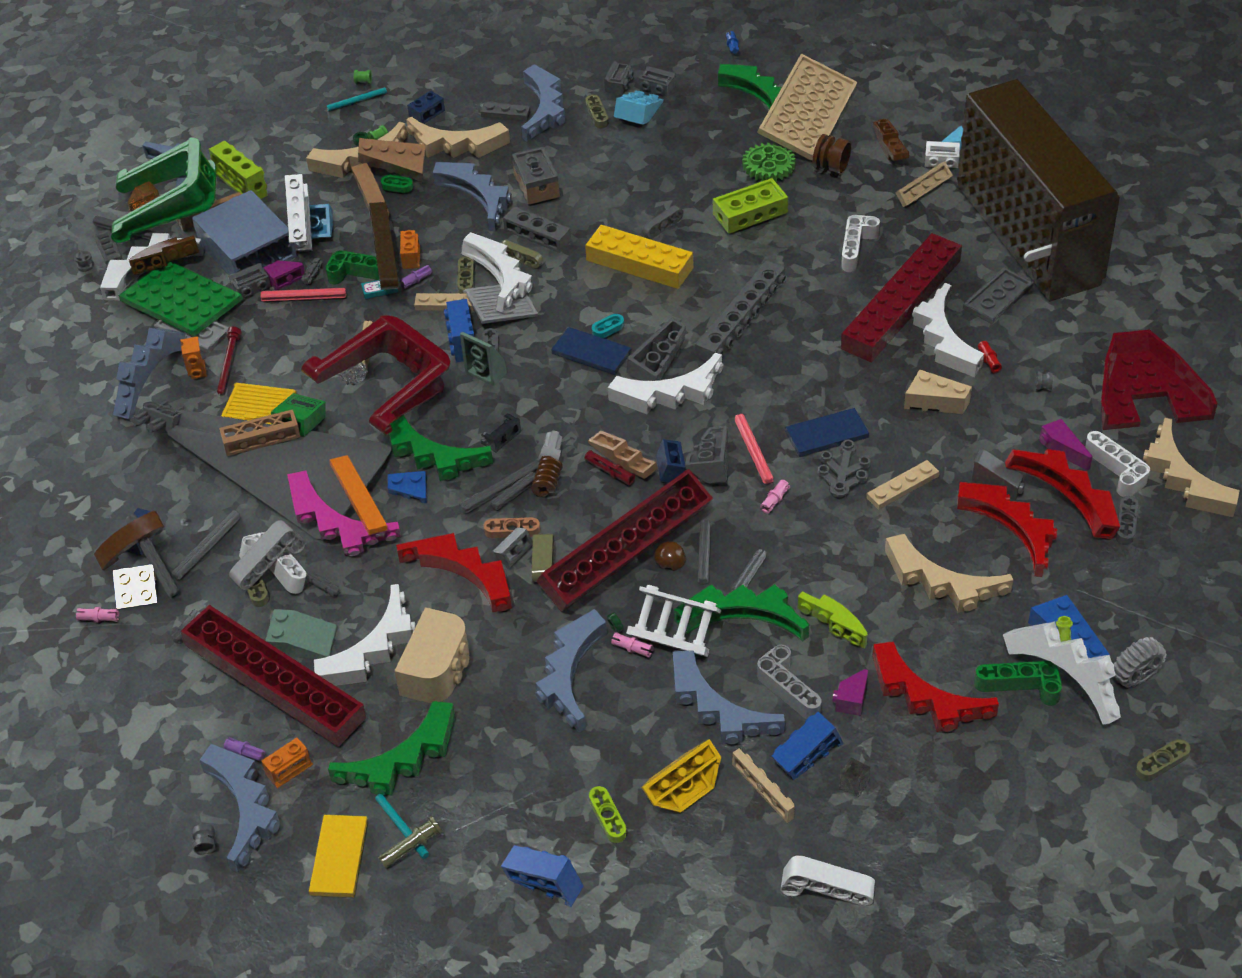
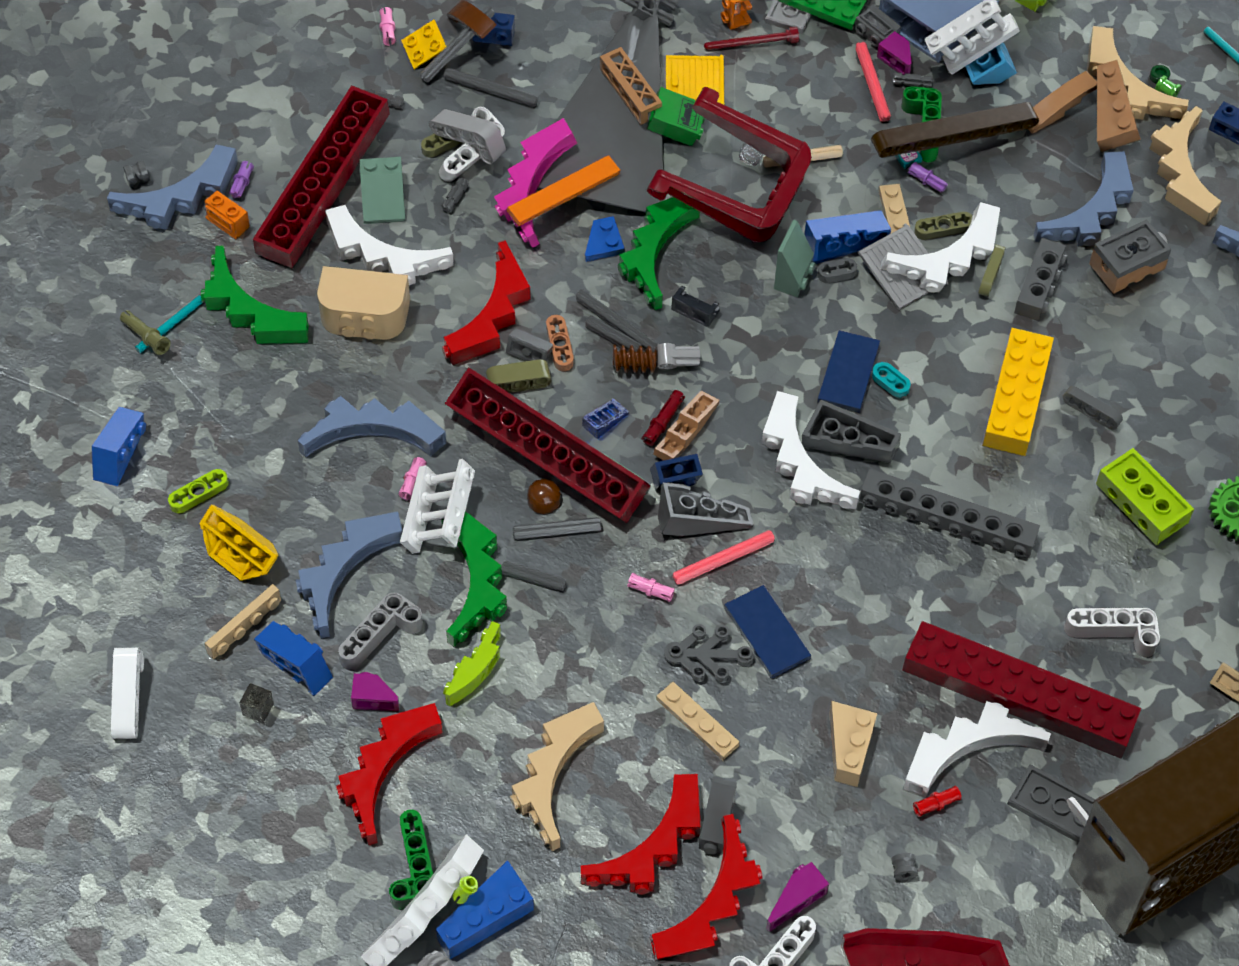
camera: 75 degrees right, 10 degrees up
(338, 856) = (131, 281): yellow tile -> none
(397, 183) = (1084, 130): green plate -> none
(410, 249) = (968, 161): orange window -> none
(602, 516) = (596, 430): none -> clear blue slope
(615, 622) = (439, 457): dark green tile -> none

